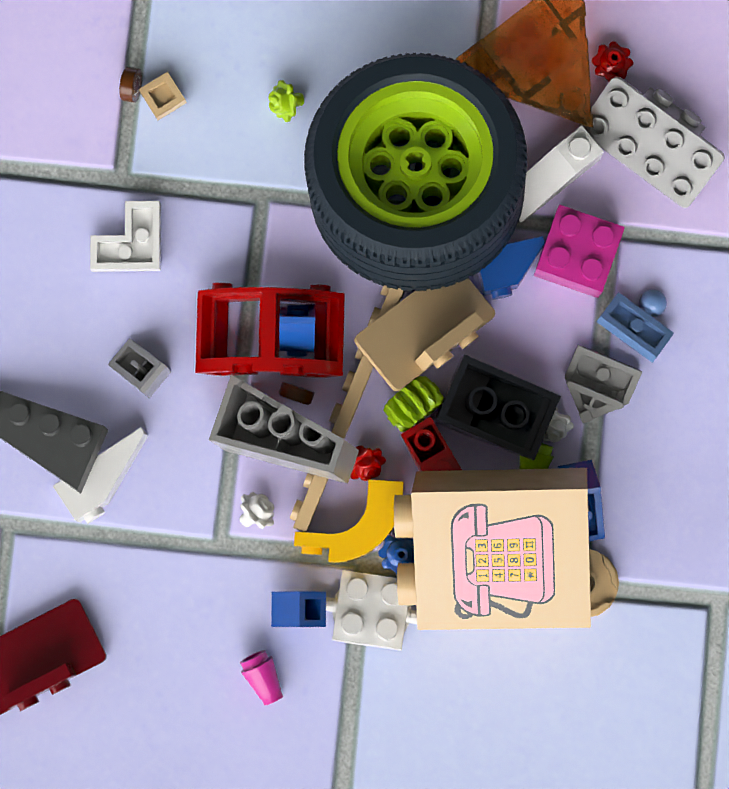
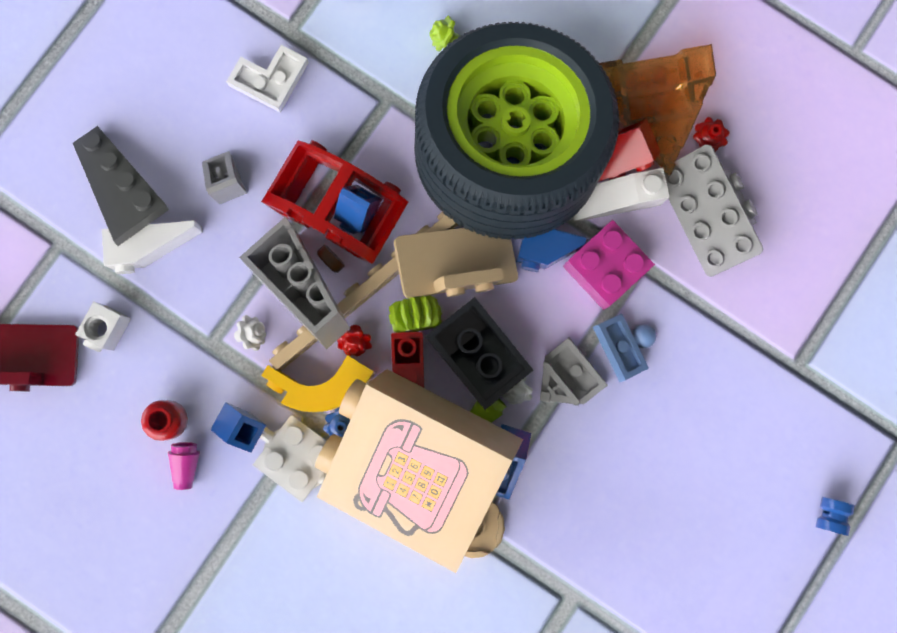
camera: 20 degrees right, 0 degrees up
(93, 573) = (115, 322): none -> white brick
(221, 641) = (164, 420): none -> red head
(543, 123) = (634, 149): none -> slope

